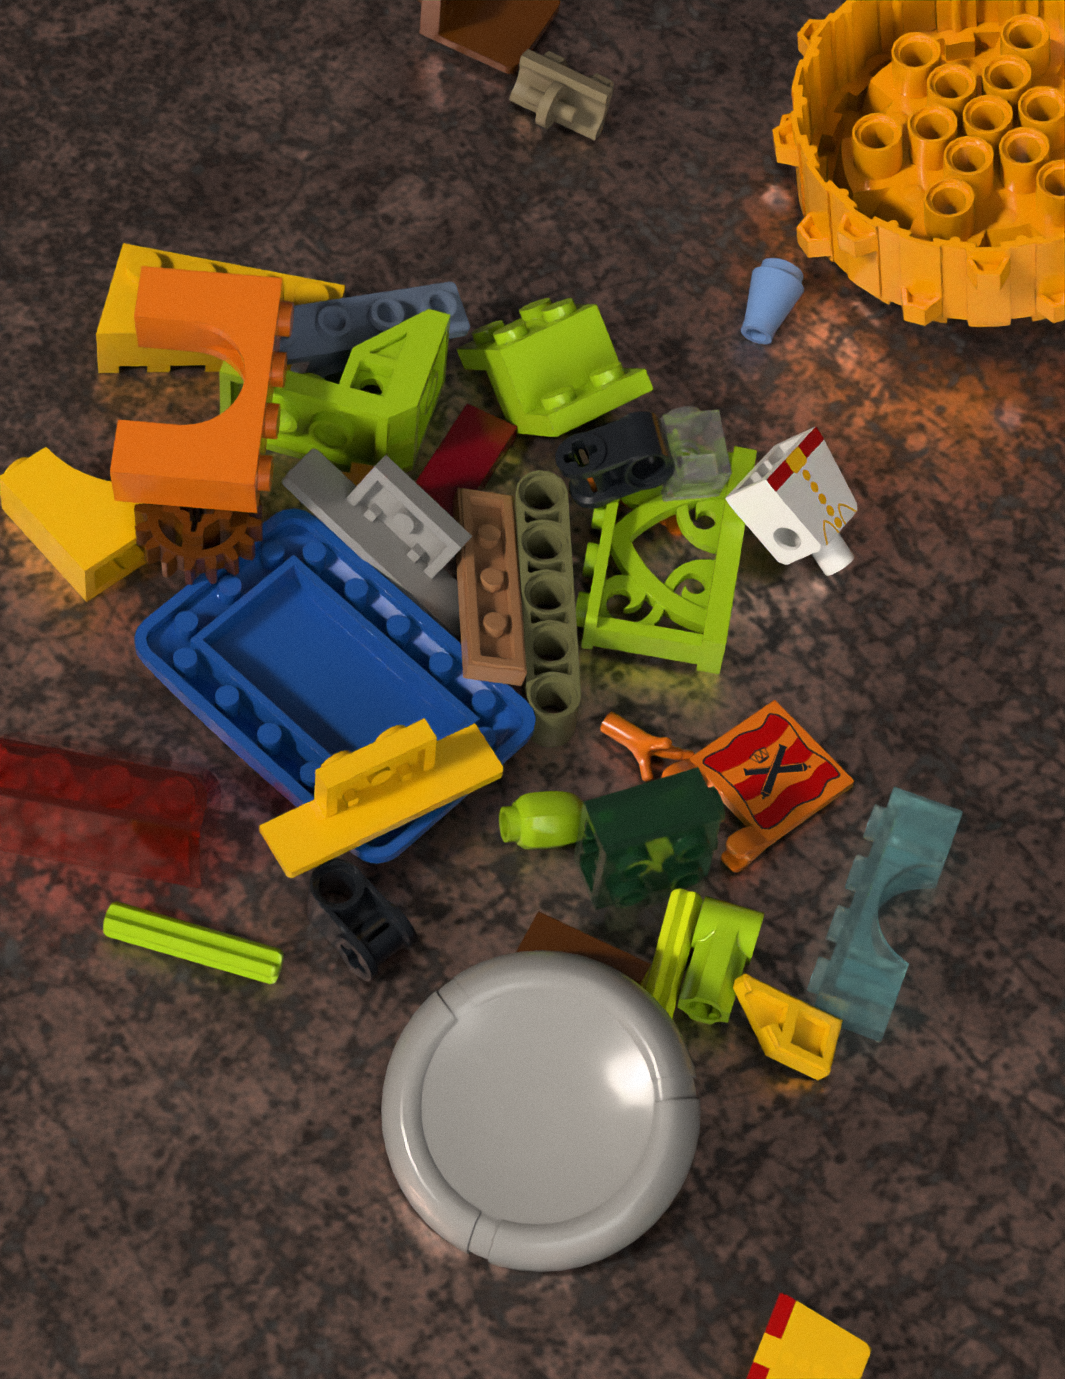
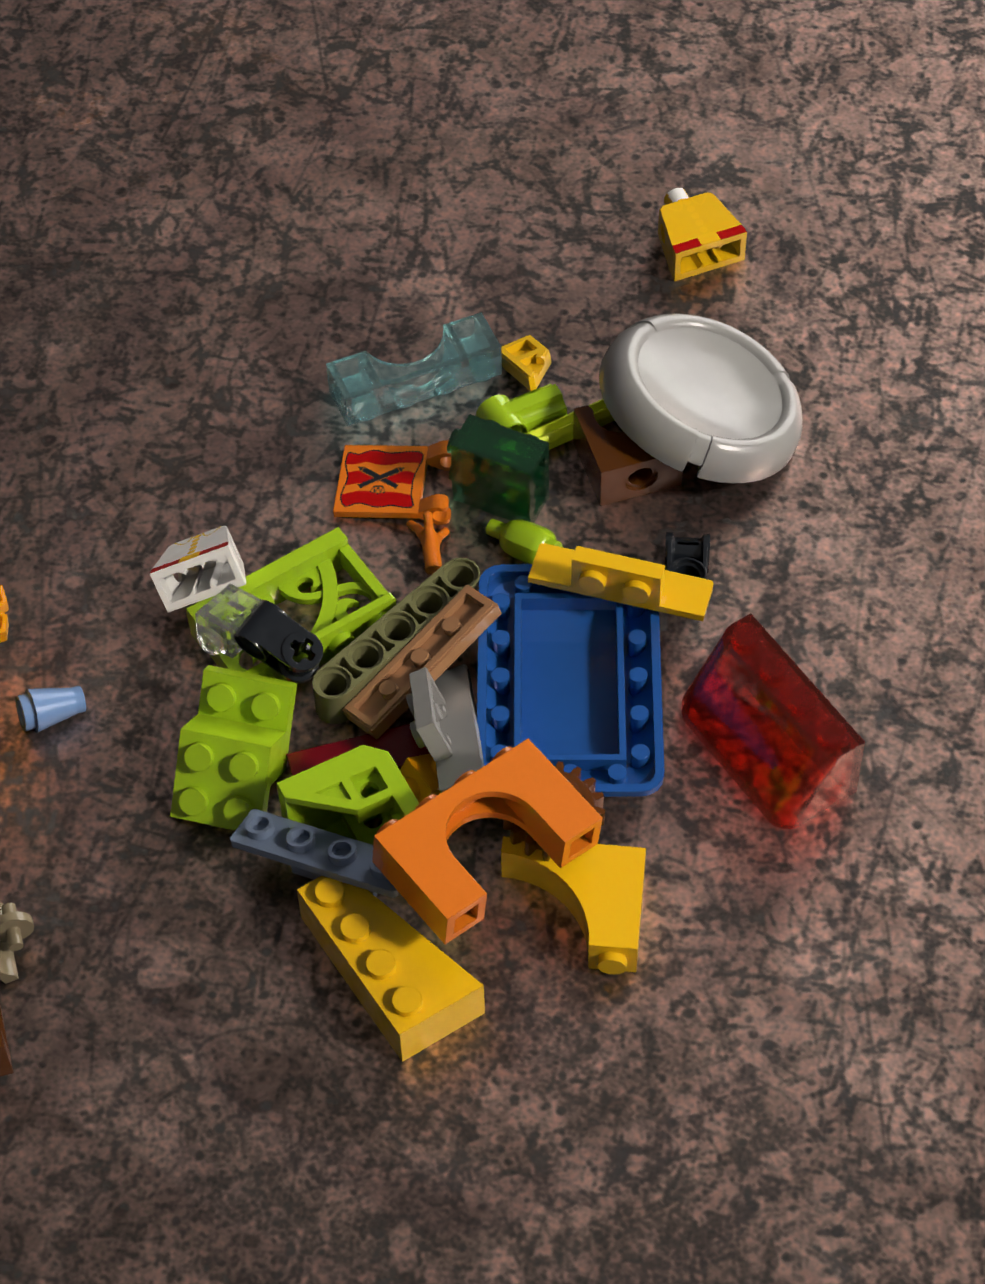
camera: 125 degrees left, 5 degrees down
(193, 942) = (781, 628): lime axle -> none

